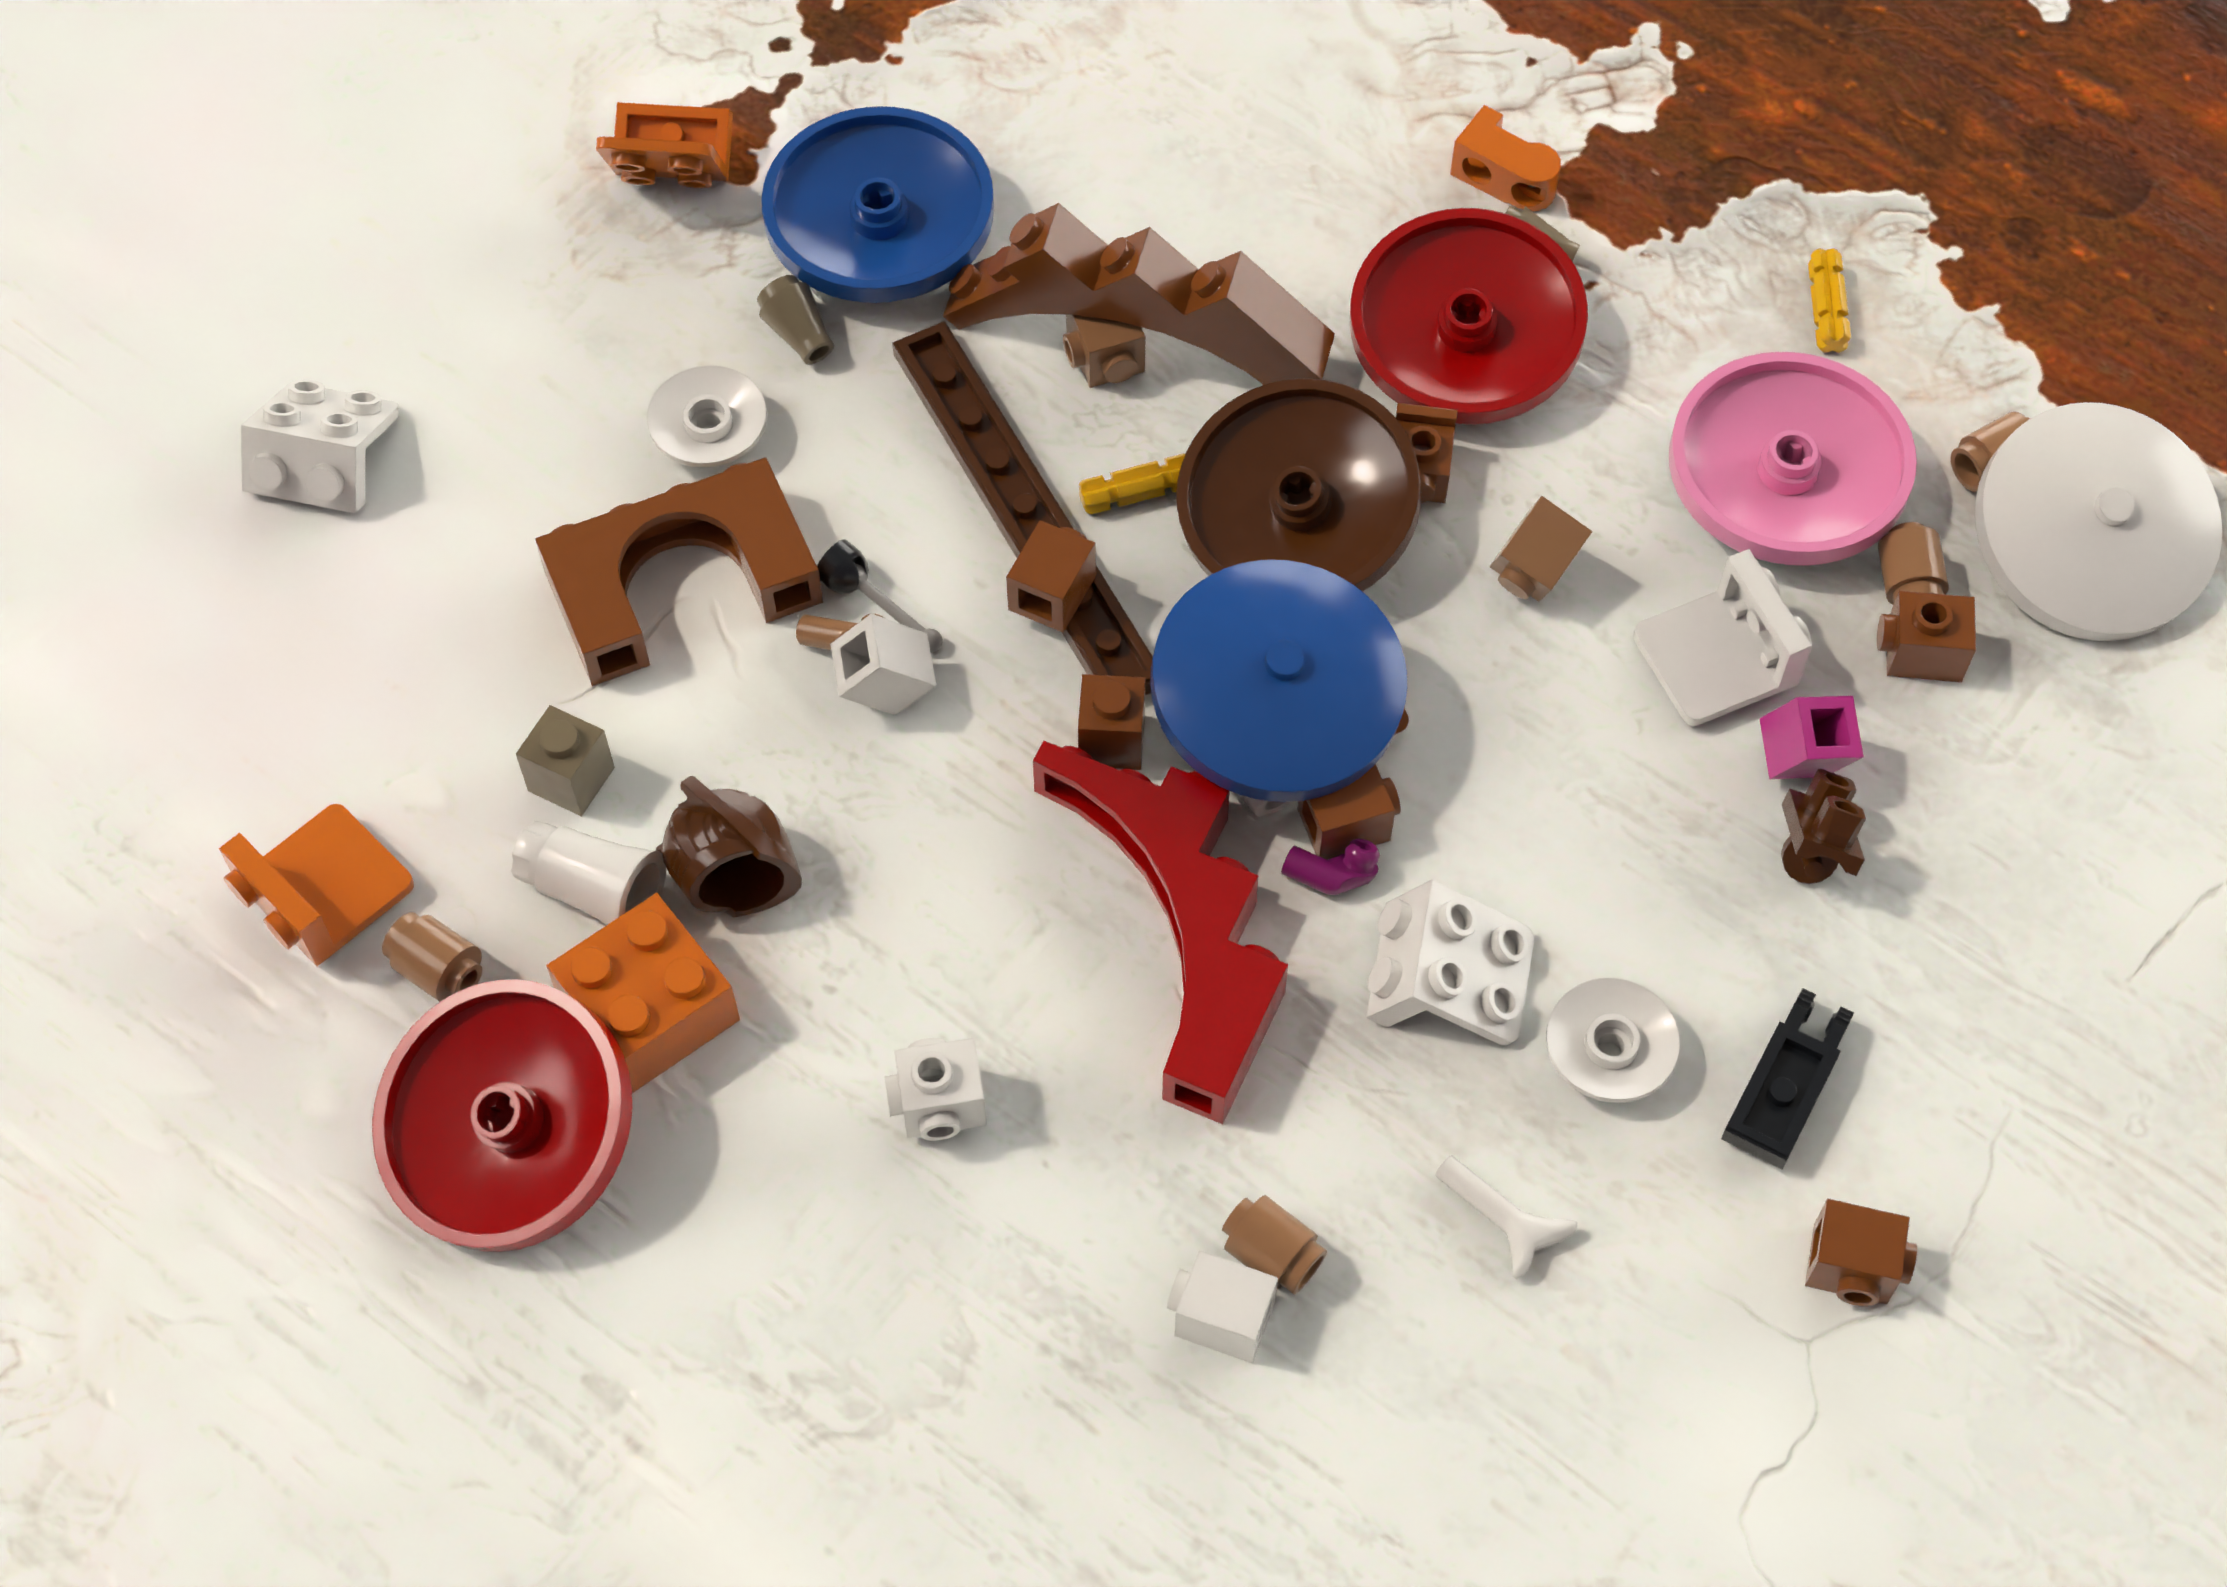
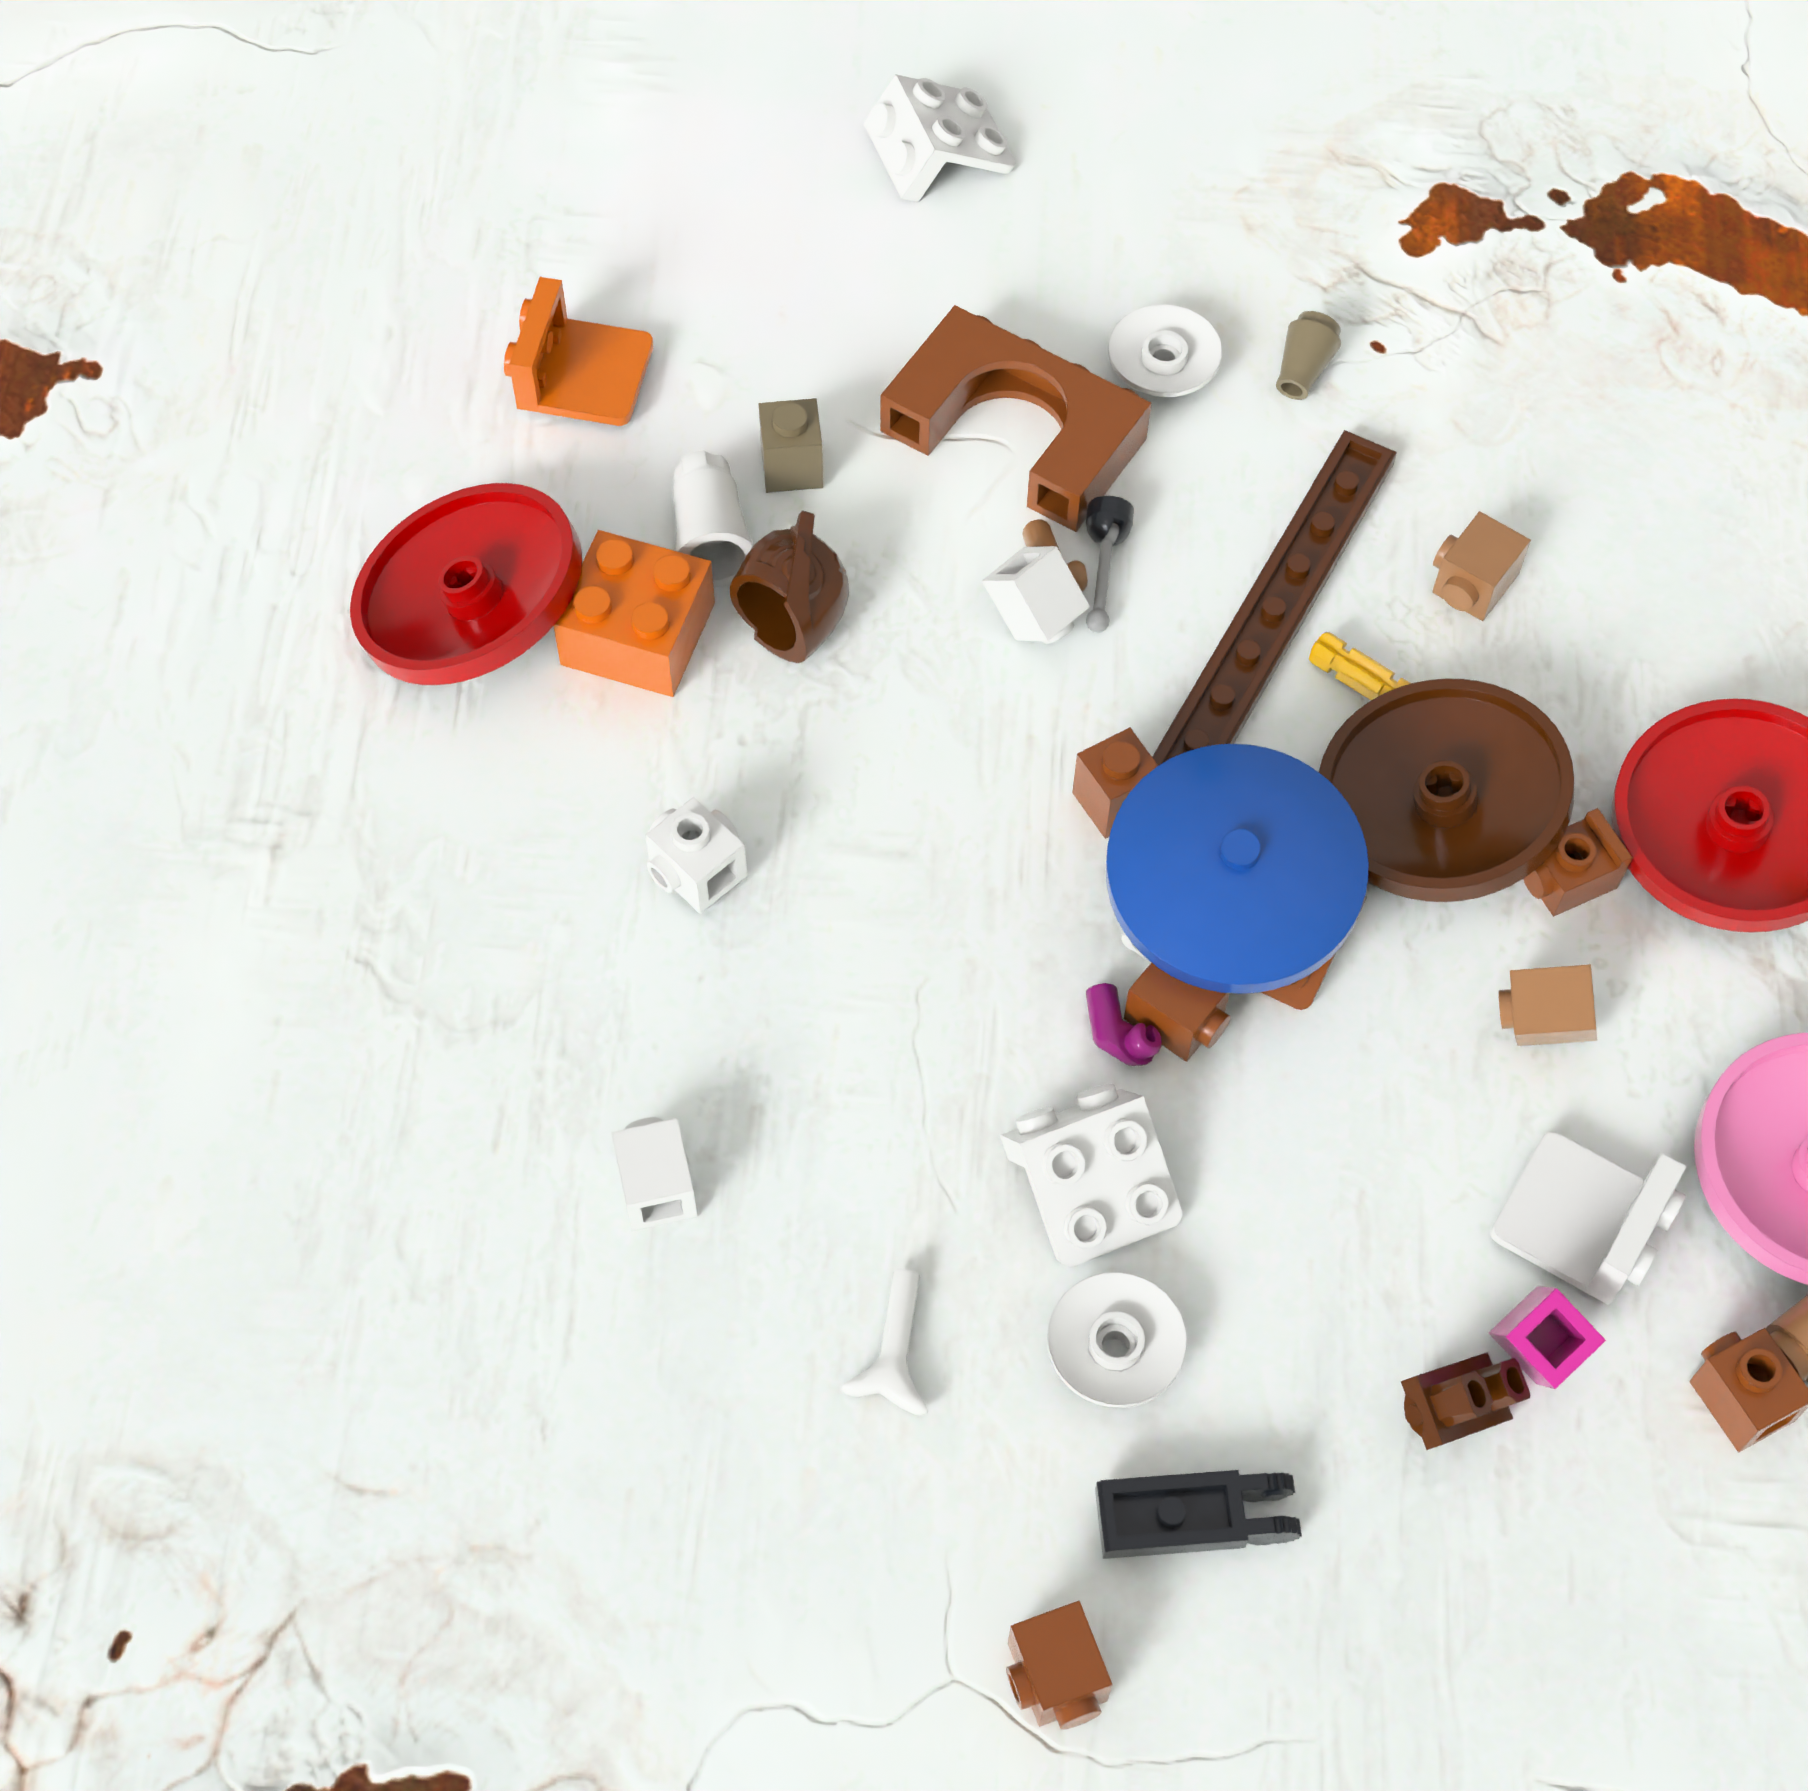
camera: 55 degrees right, 0 degrees up
(432, 955) = (571, 466): medium nougat brick -> none
(669, 144) = (1386, 174): orange bracket -> none
(877, 204) = (1456, 337): blue dish -> none
(1051, 575) = (1212, 656): dark orange brick -> none
(1147, 283) = (1532, 548): dark orange arch -> none
(1208, 902) = (942, 1006): red arch -> none
(1273, 1242) = (735, 1178): medium nougat brick -> none

